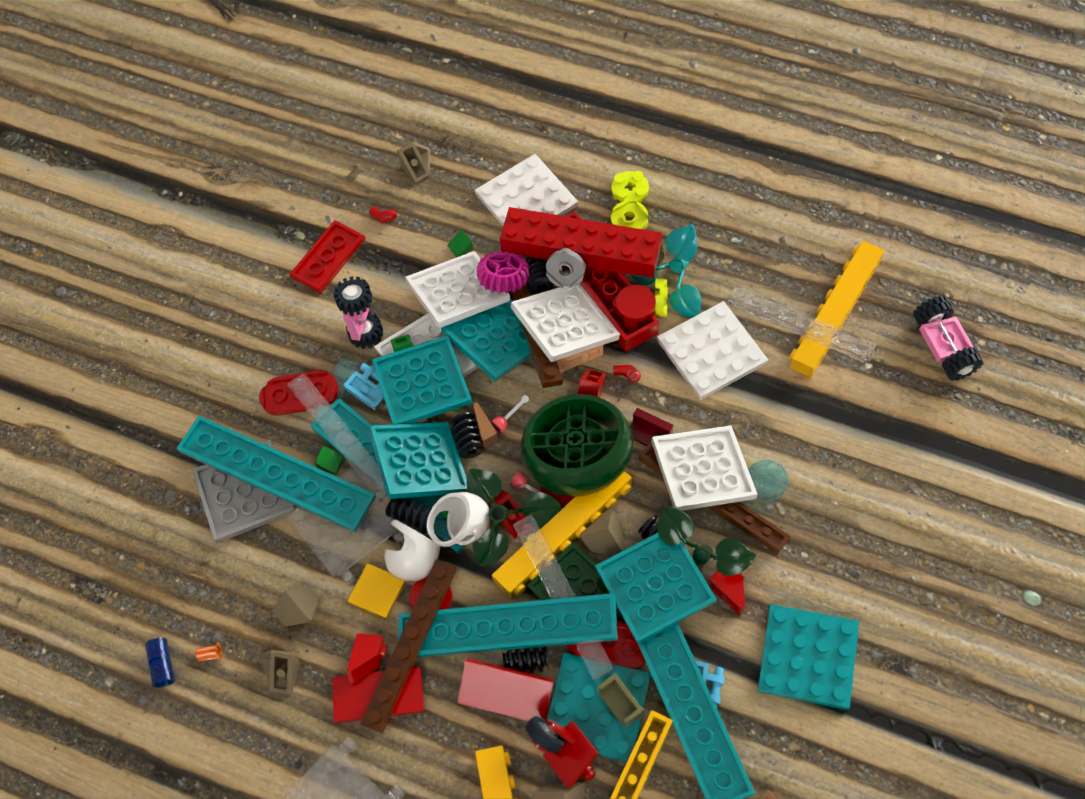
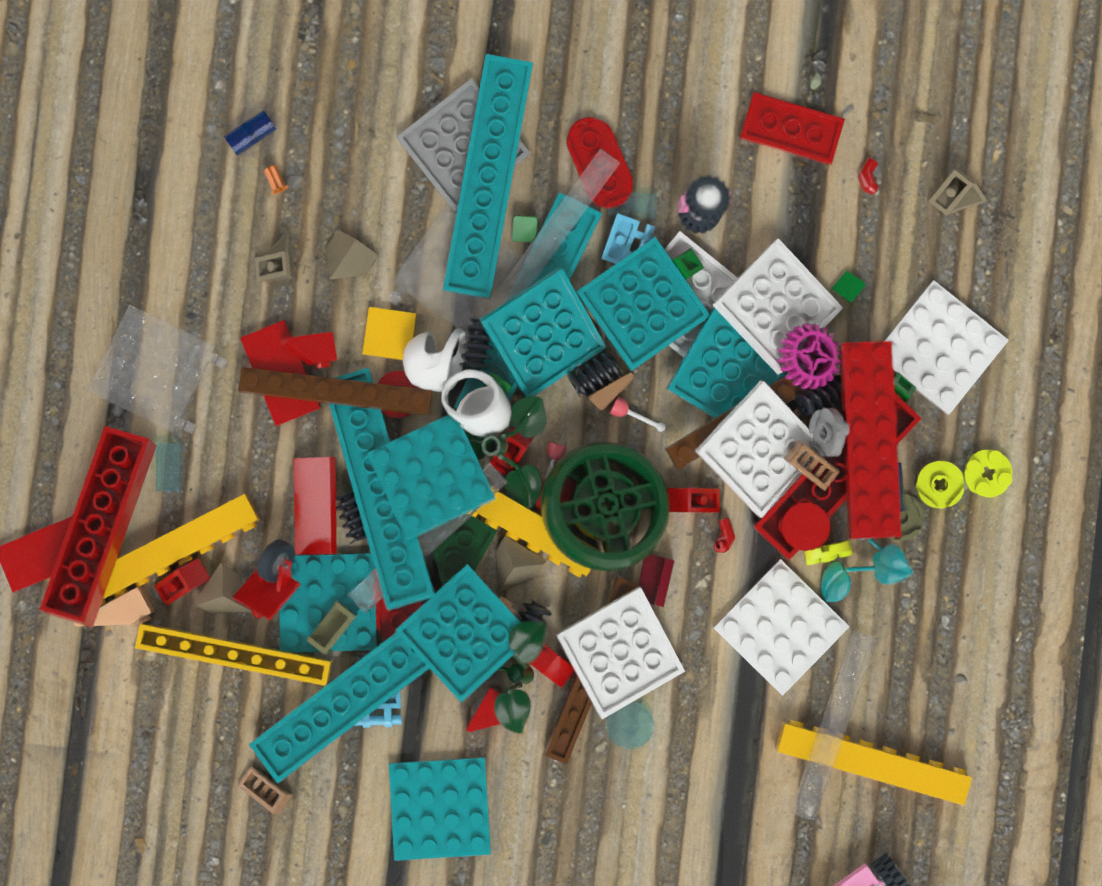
camera: 70 degrees right, 25 degrees up
(509, 575) = (431, 476): none -> teal plate
(579, 297) = (794, 454): none -> medium nougat slope
(705, 526) = (553, 666): none -> red slope

